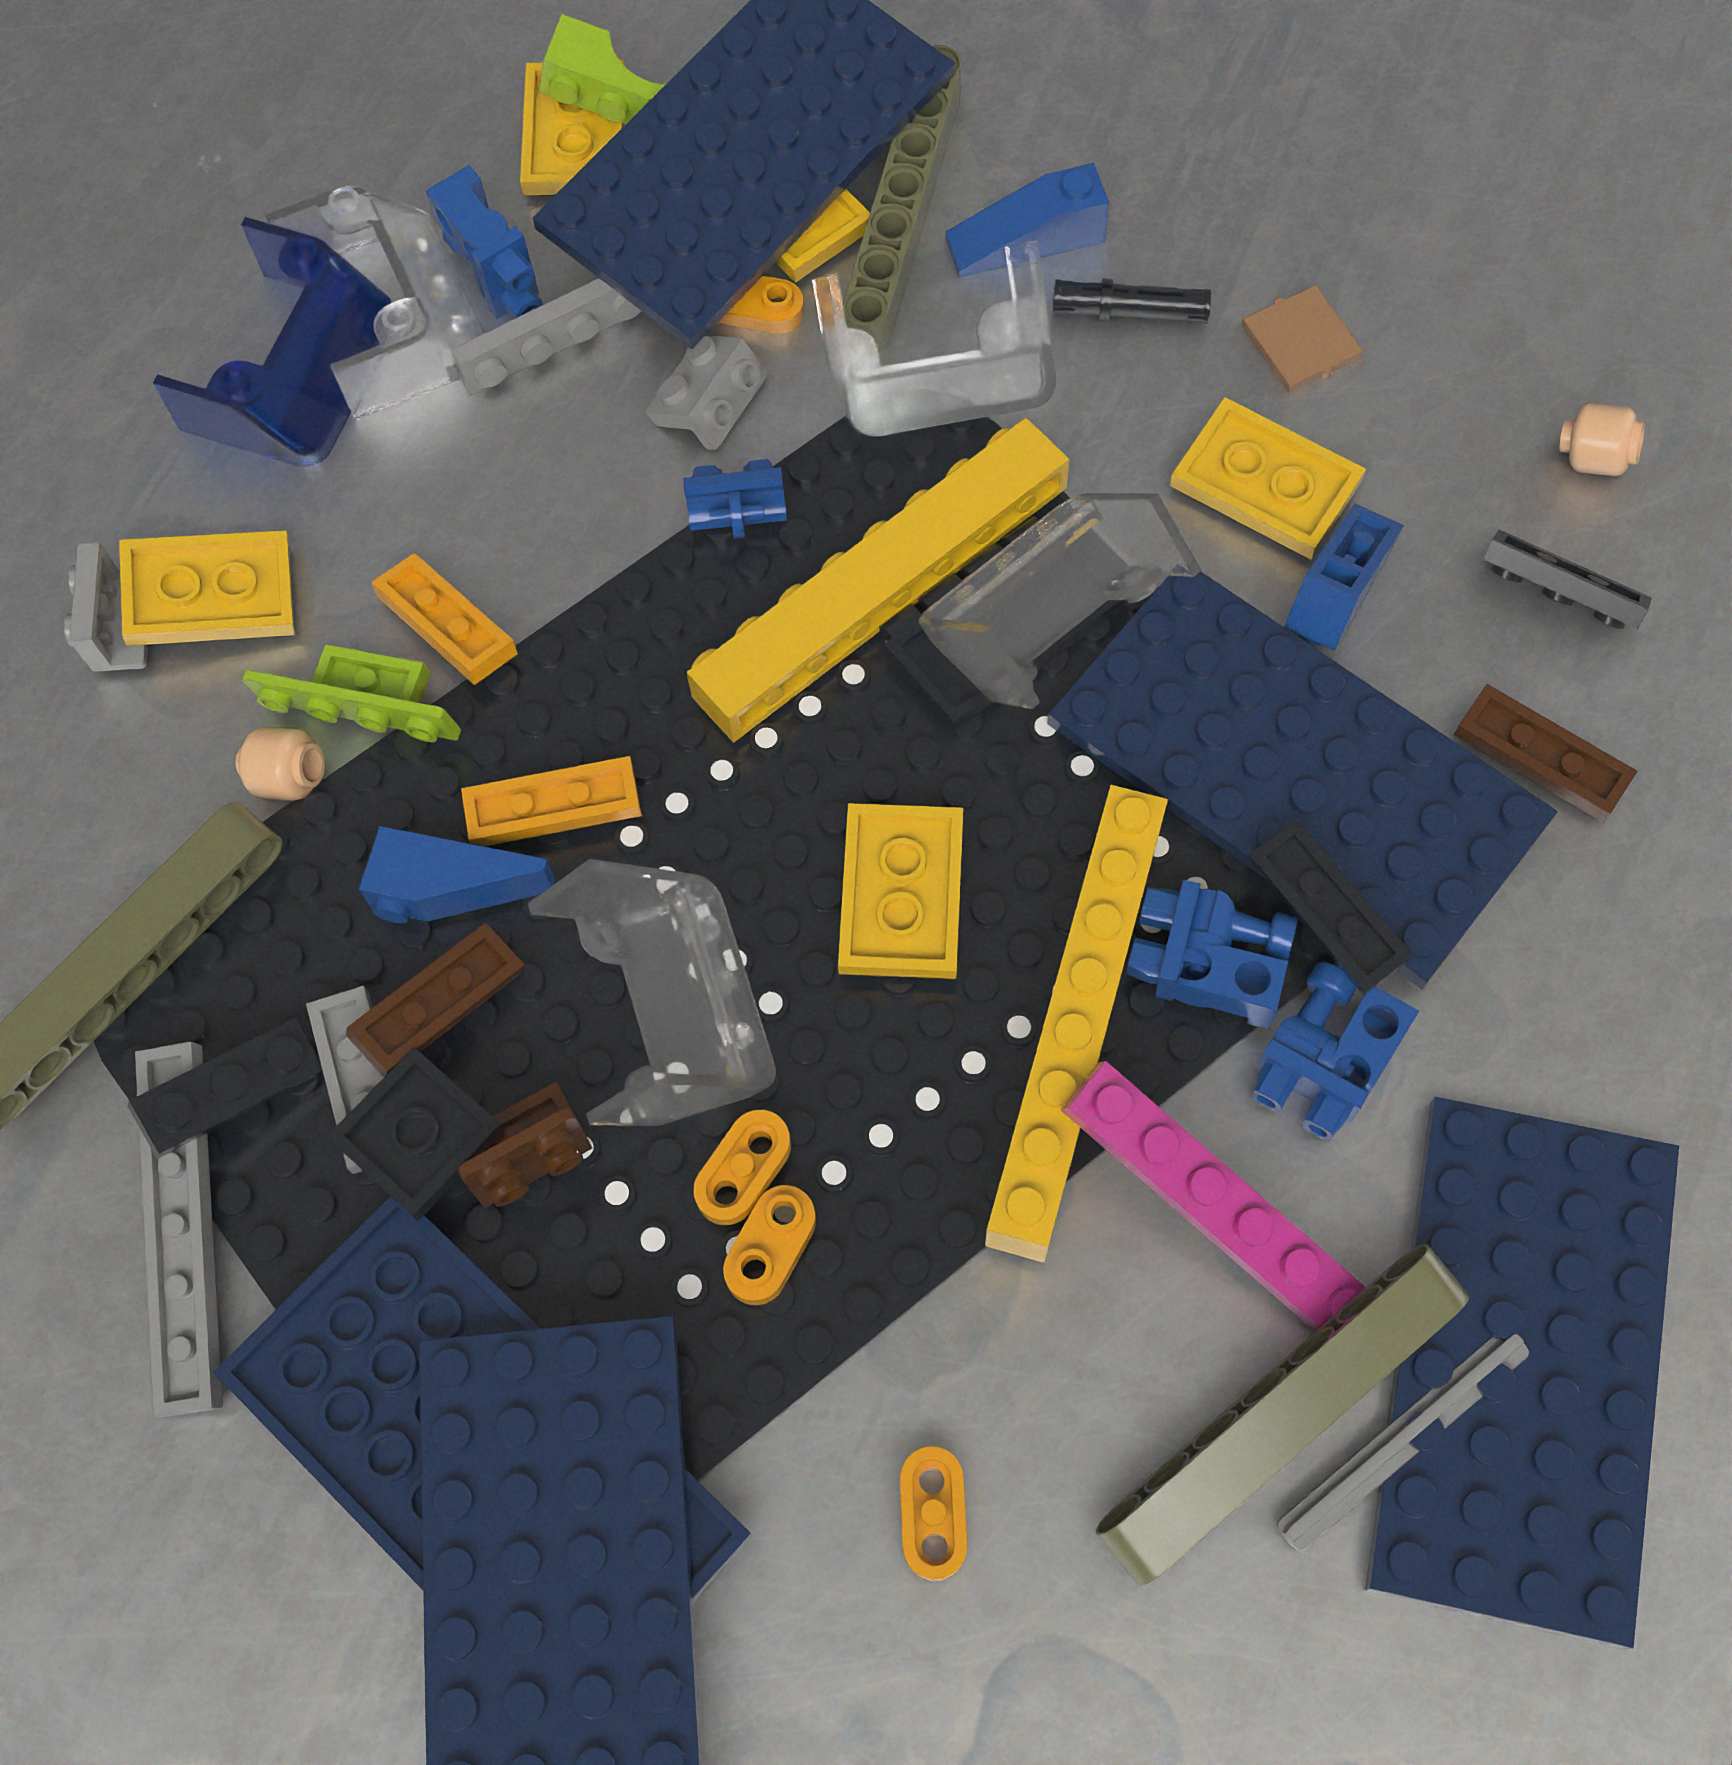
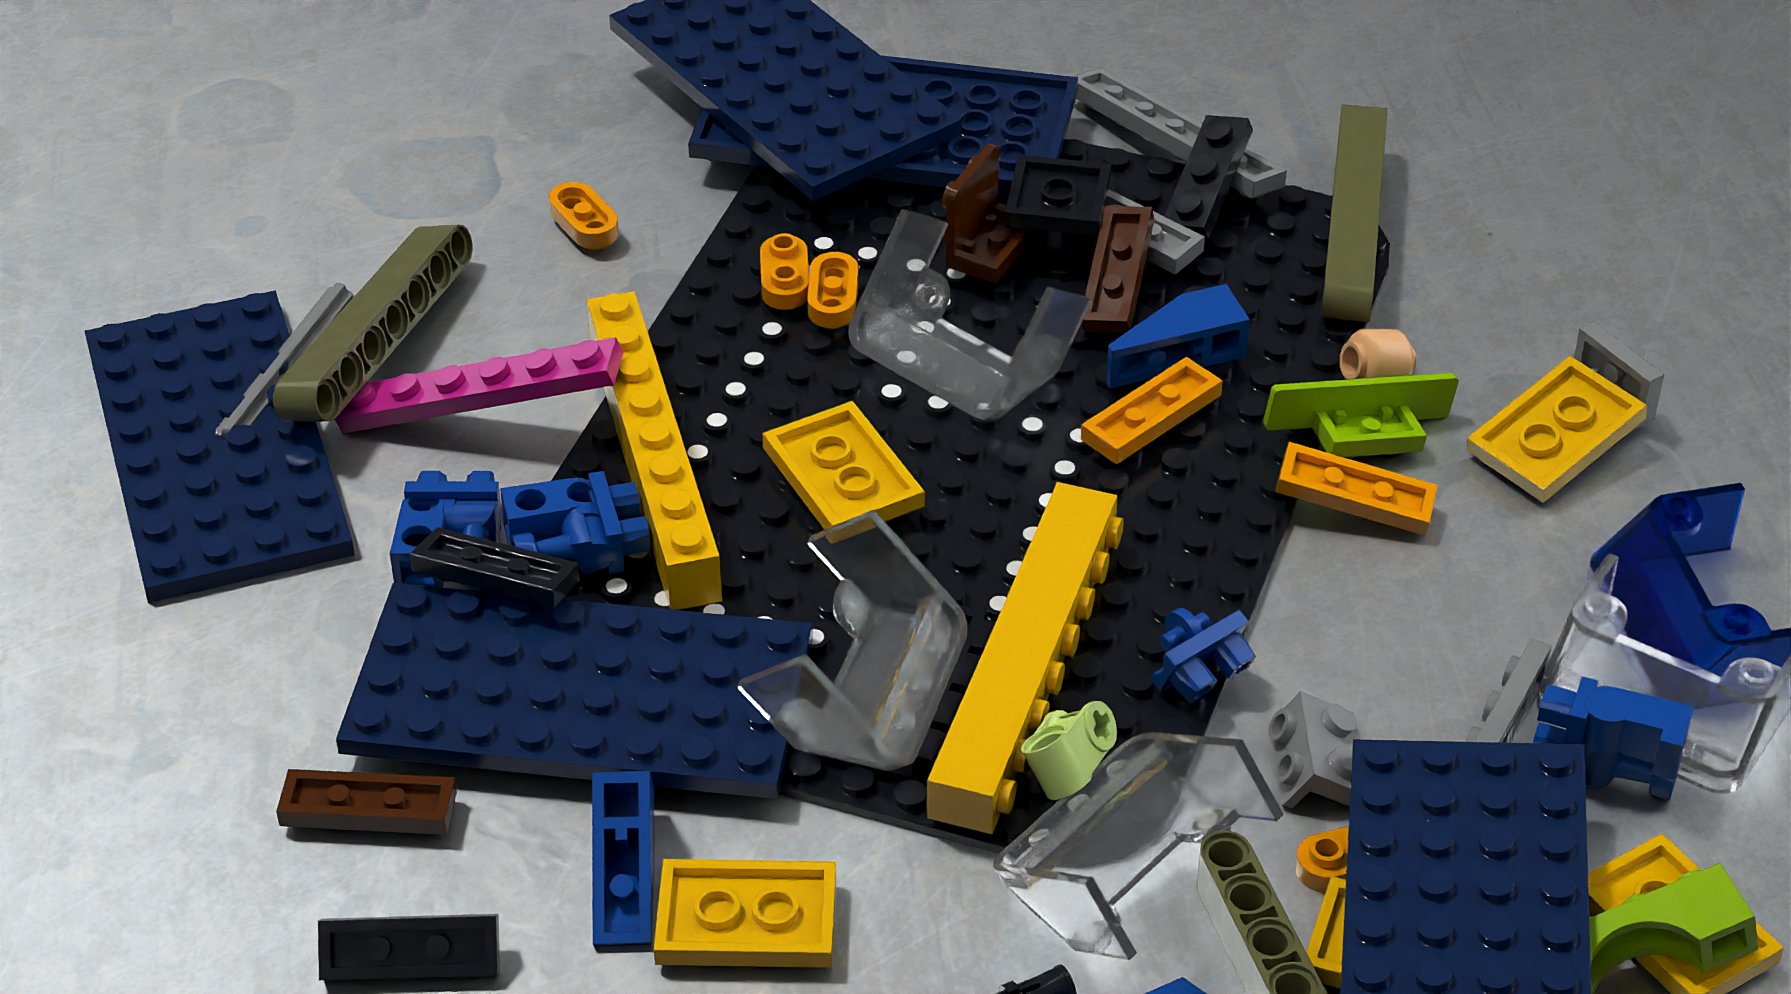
camera: 145 degrees right, 25 degrees down
(919, 453) = (1070, 748): none -> yellowish green piece

